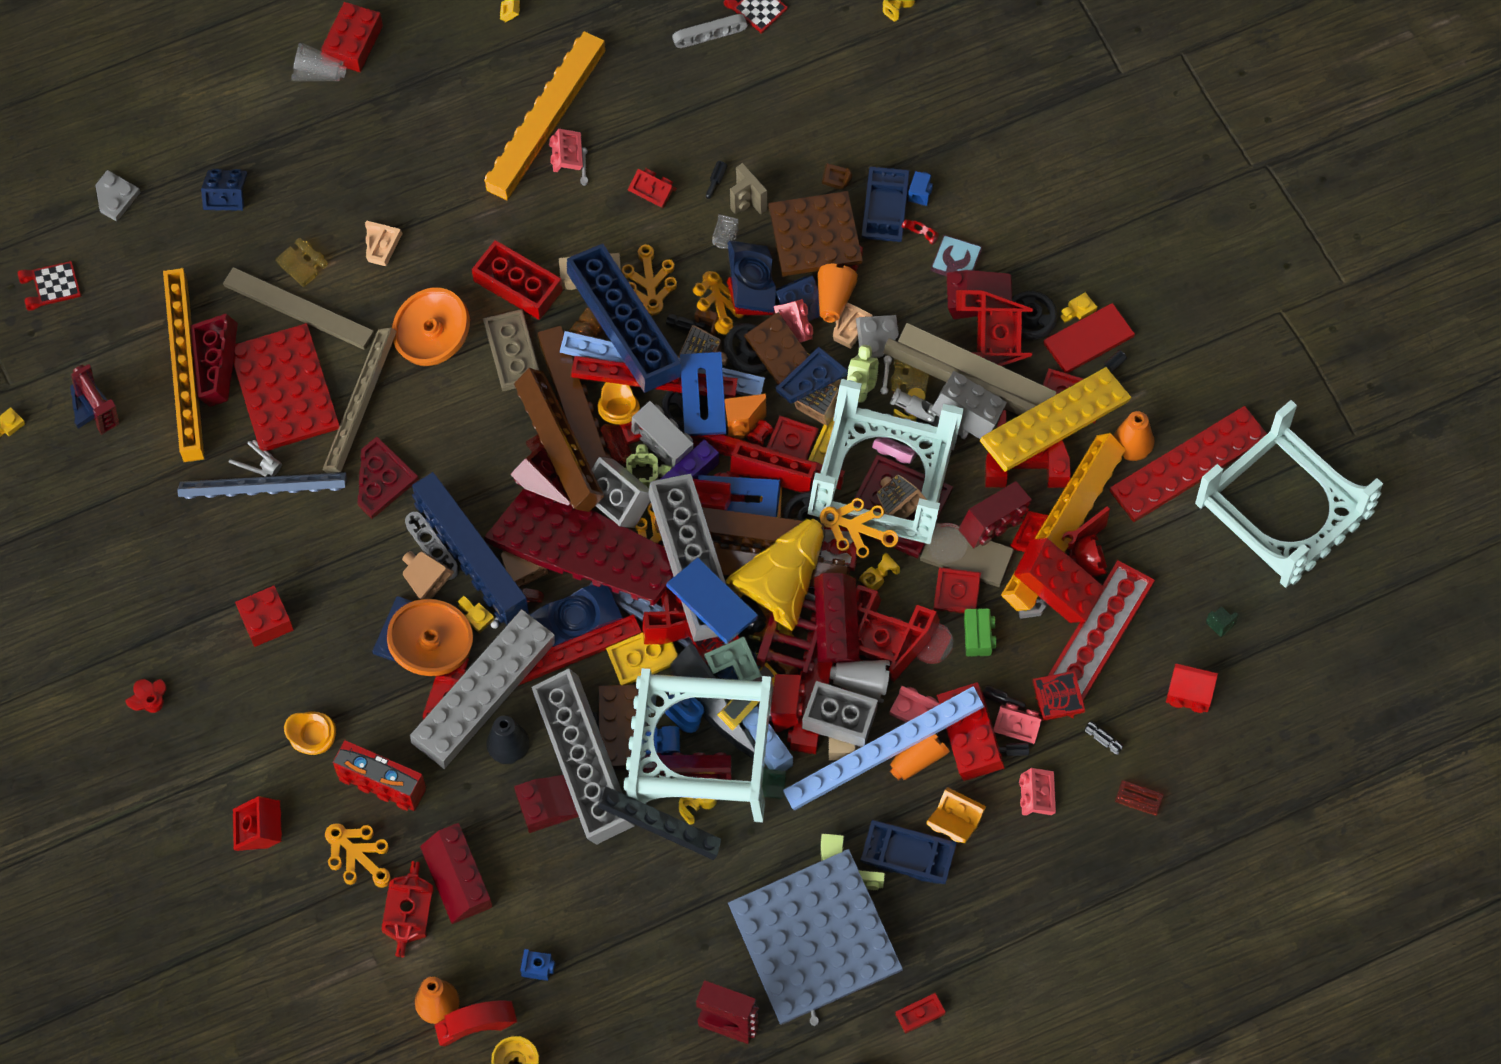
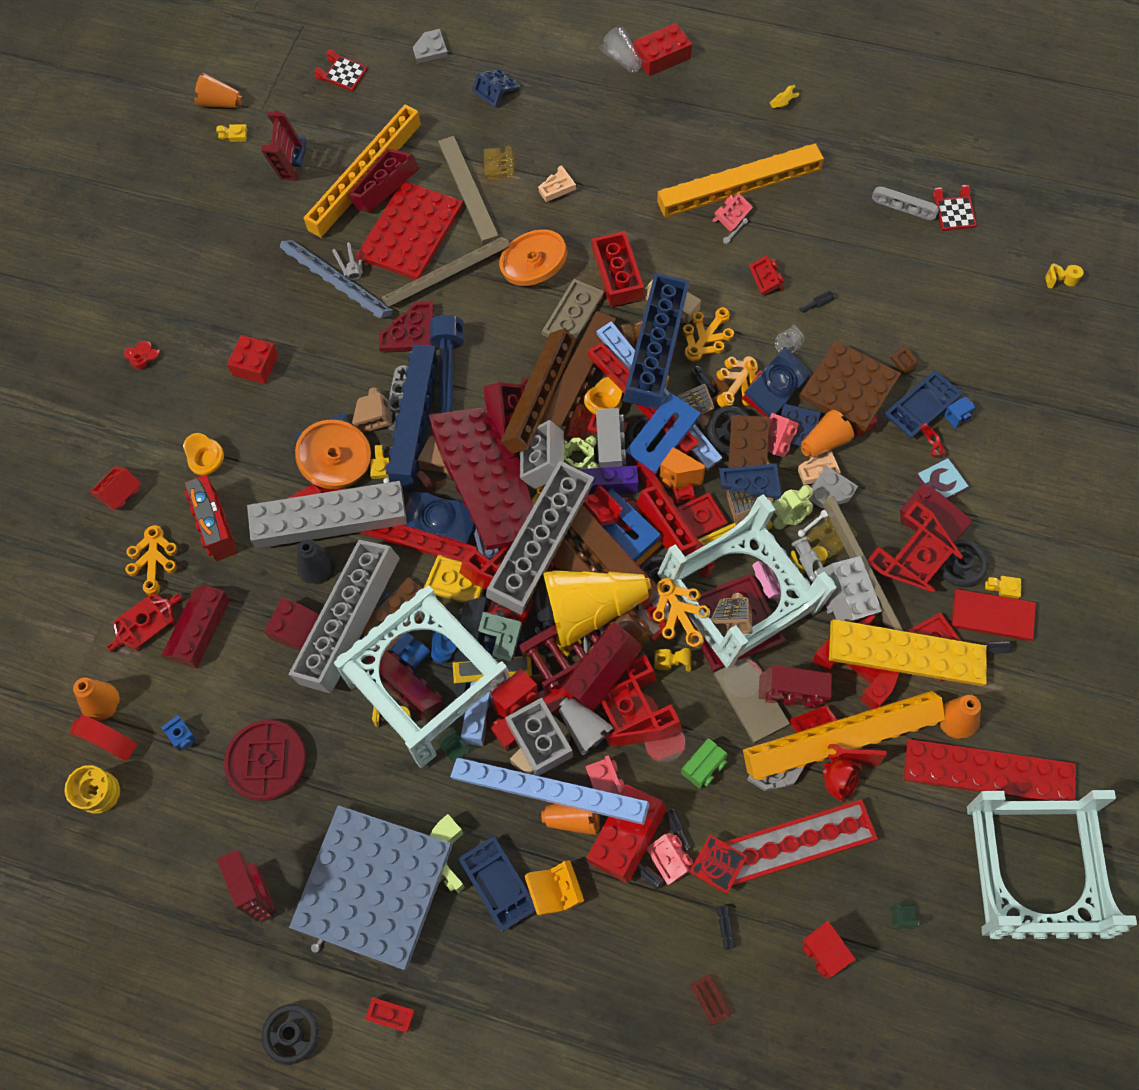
camera: 45 degrees right, 0 degrees up
(423, 455) = (446, 334): none -> dark blue piece
(630, 923) = (265, 760): none -> dark red plate
(659, 822) = (344, 706): black plate -> none
(712, 600) = (518, 577): blue tile -> none
(747, 192) = (827, 322): dark tan bracket -> none
(956, 590) = (718, 719): red tile -> none
(975, 365) = (881, 565): dark tan tile -> none
(1037, 792) = (635, 925): coral bracket -> none
(1058, 580) = (795, 776): red brick -> none

